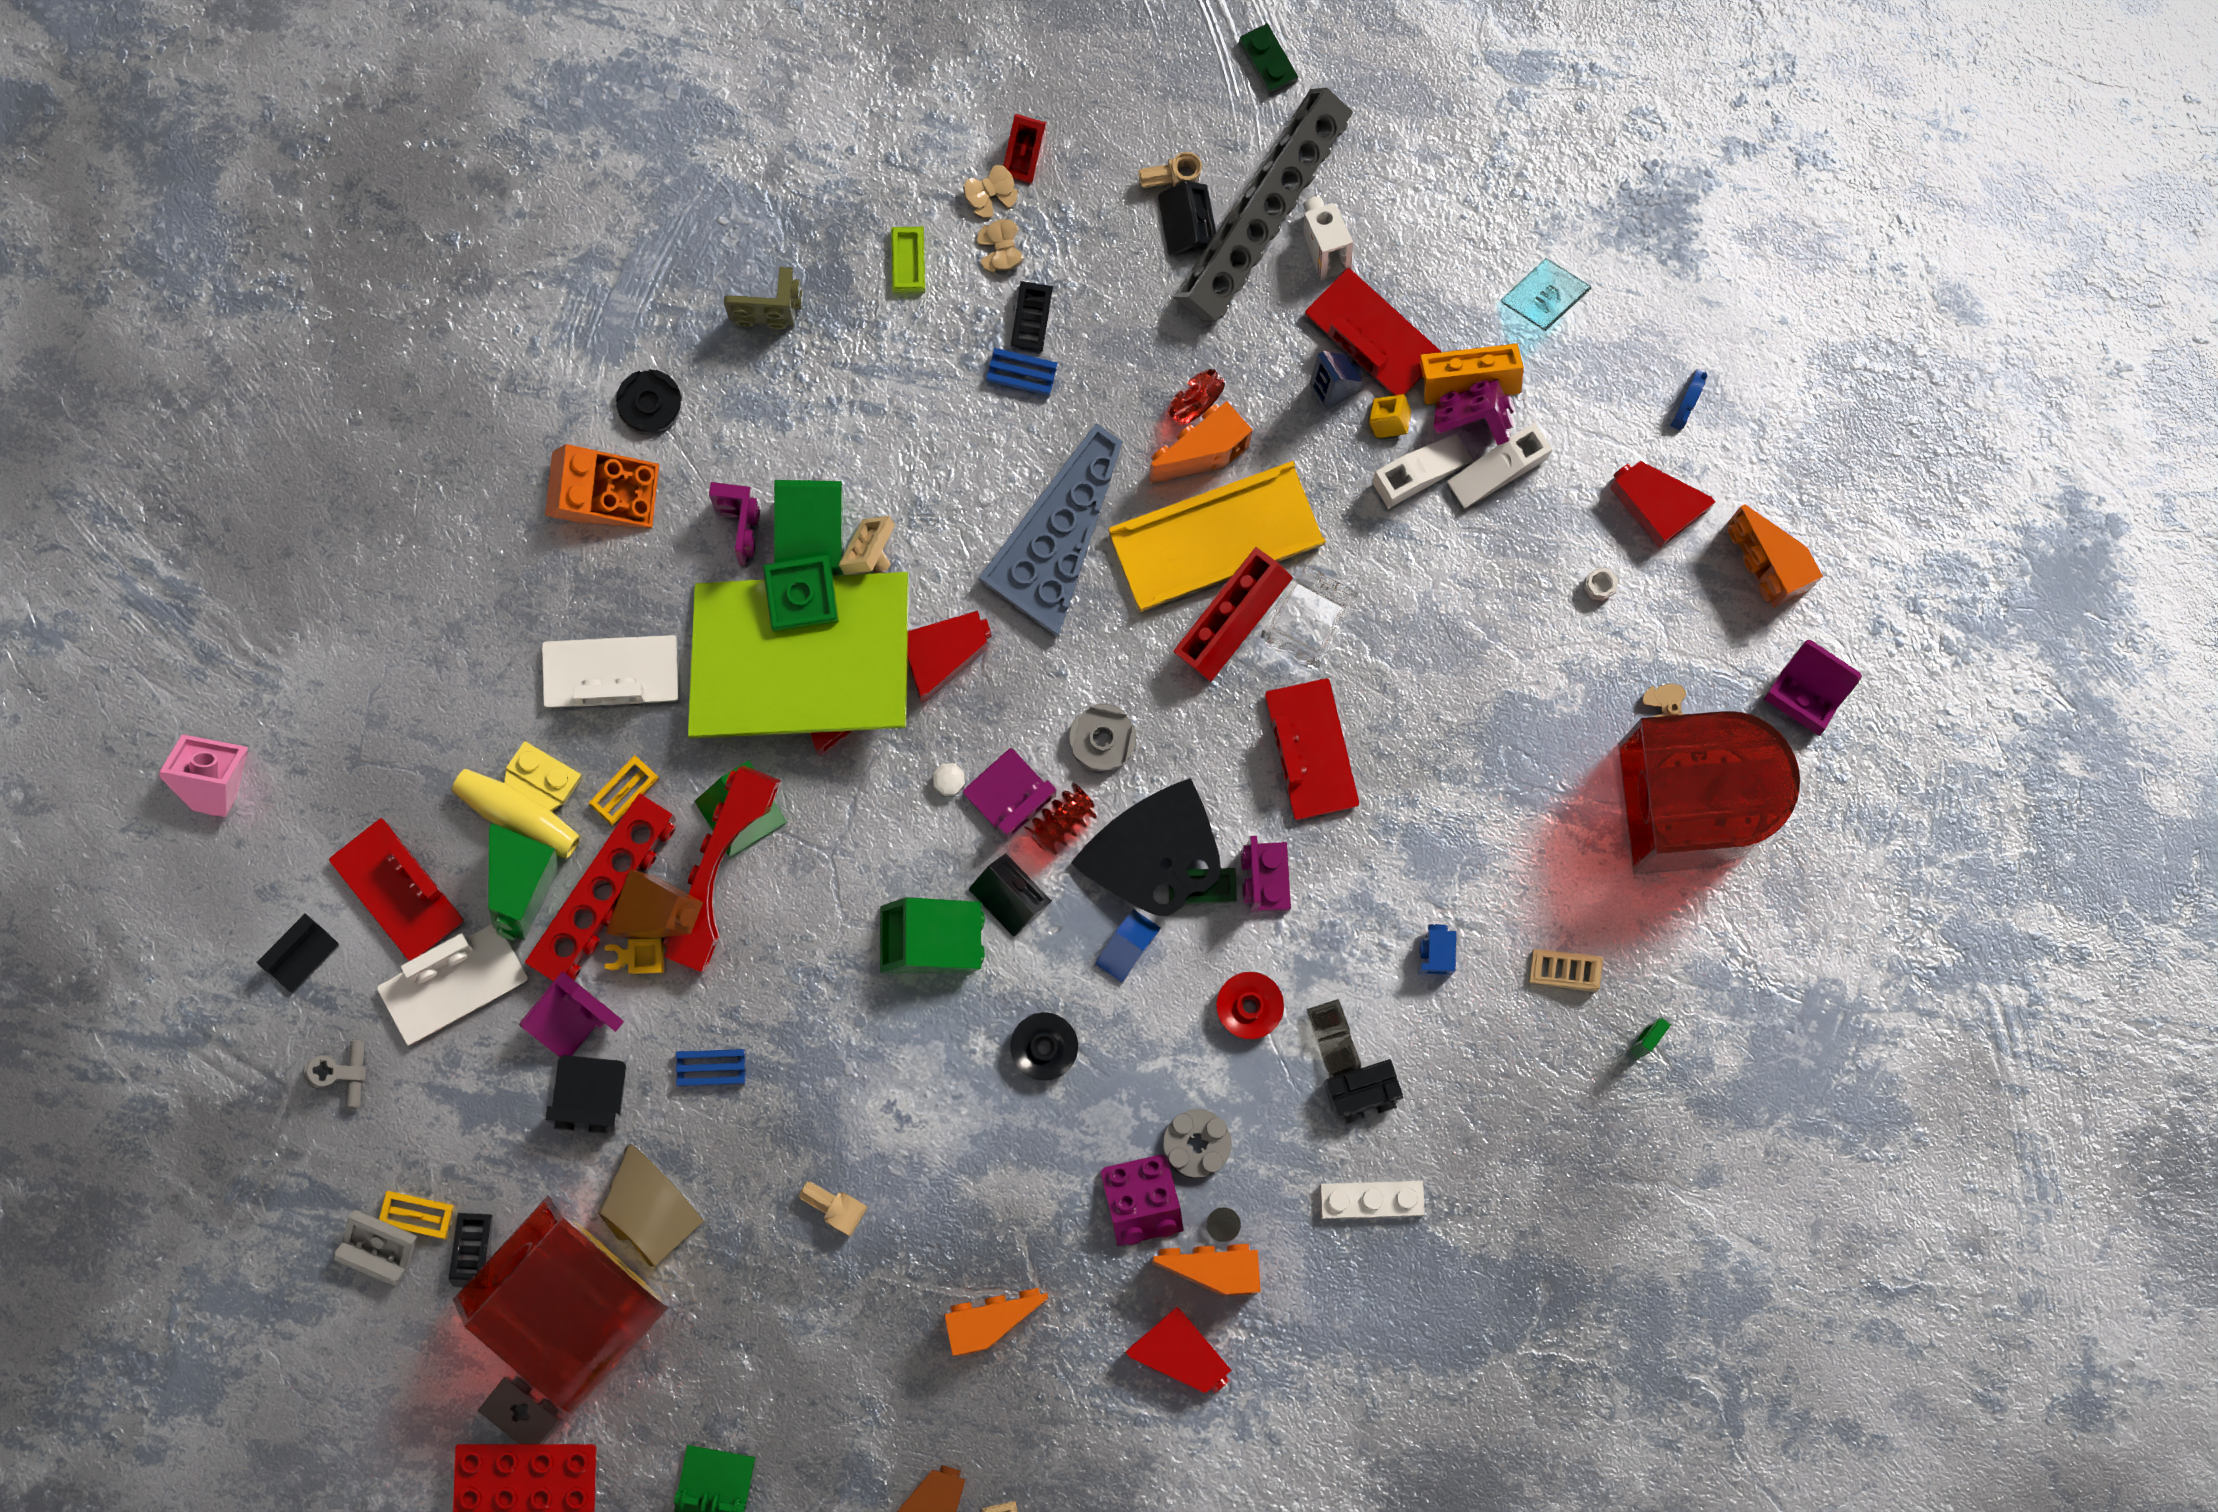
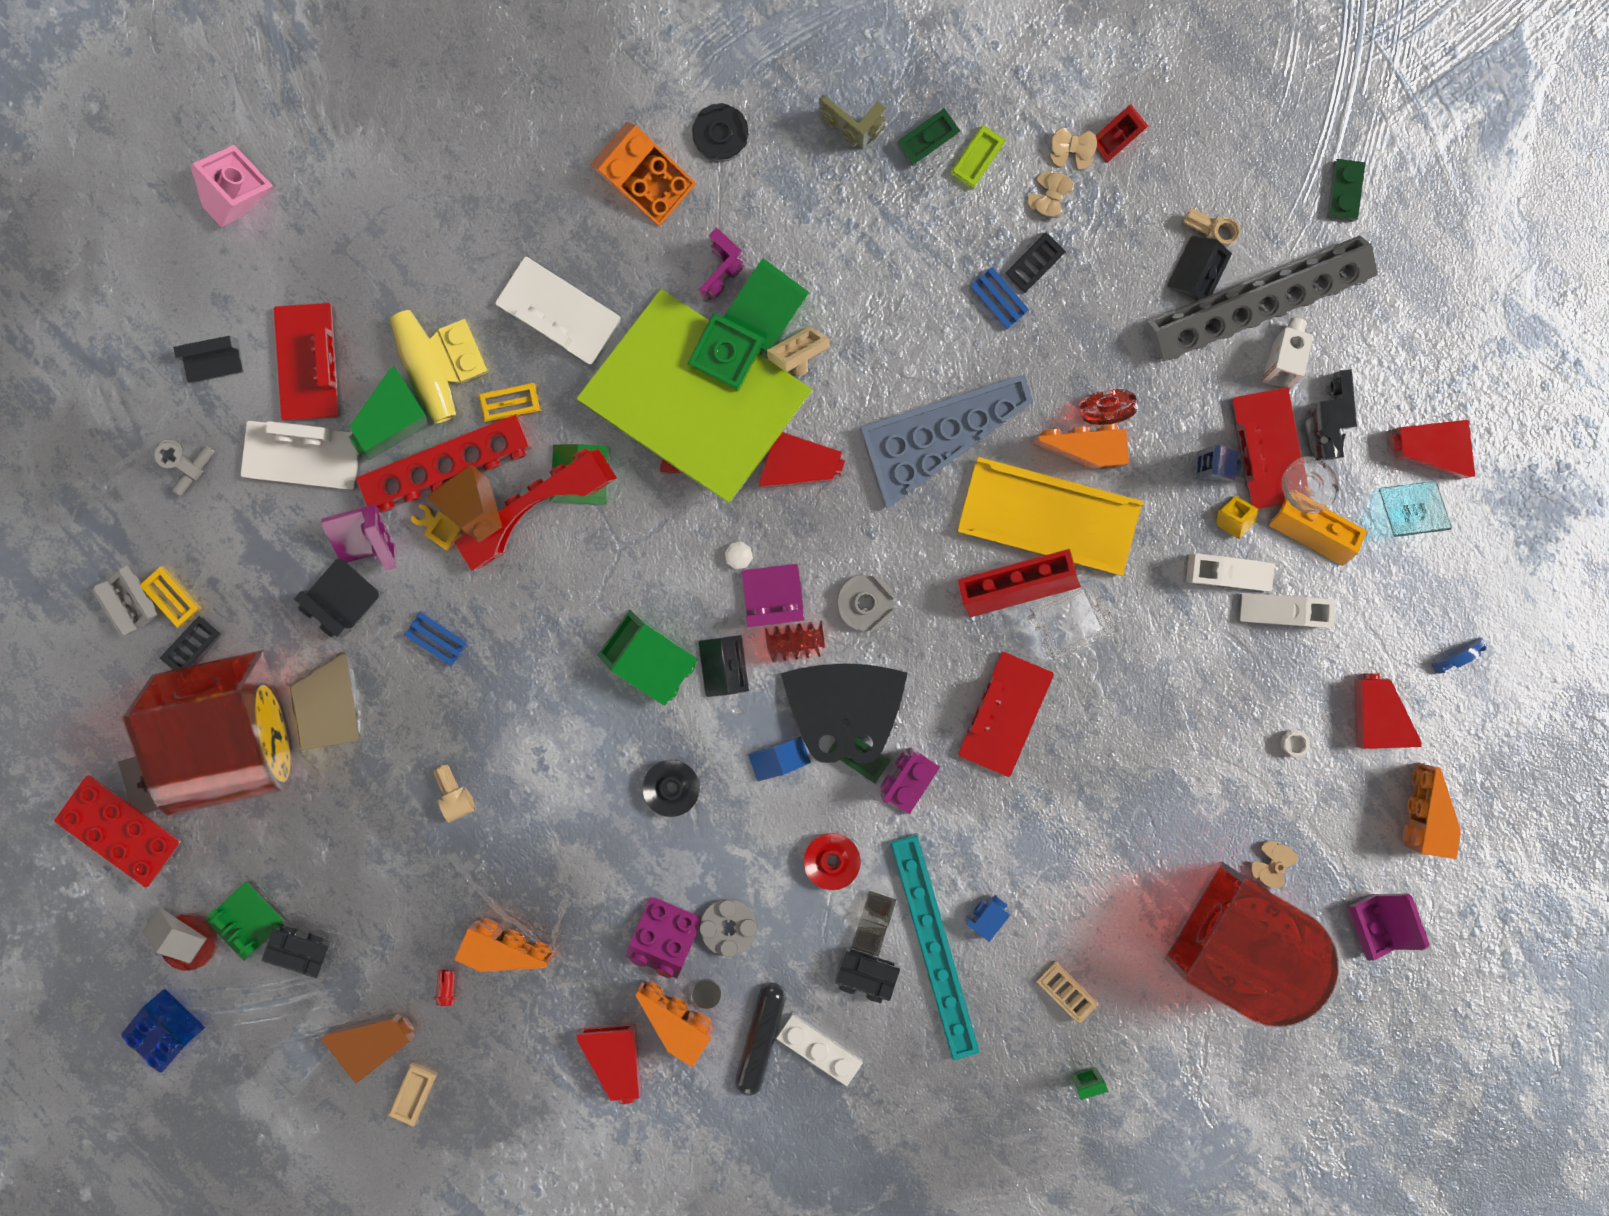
camera: 40 degrees right, 10 degrees up
(787, 1473) = (296, 949): none -> black brick
(849, 272) = (928, 137): none -> dark green plate
(962, 1405) = (445, 988): none -> red pin
(1307, 1231) = (760, 1039): none -> black piece
(1409, 267) = (1331, 417): none -> black plate
(1409, 1019) = (934, 947): none -> teal tile
(1434, 339) = (1310, 485): none -> clear tile
(1481, 401) = (1302, 555): magenta bracket -> none
(1523, 226) = (1436, 446): none -> red slope

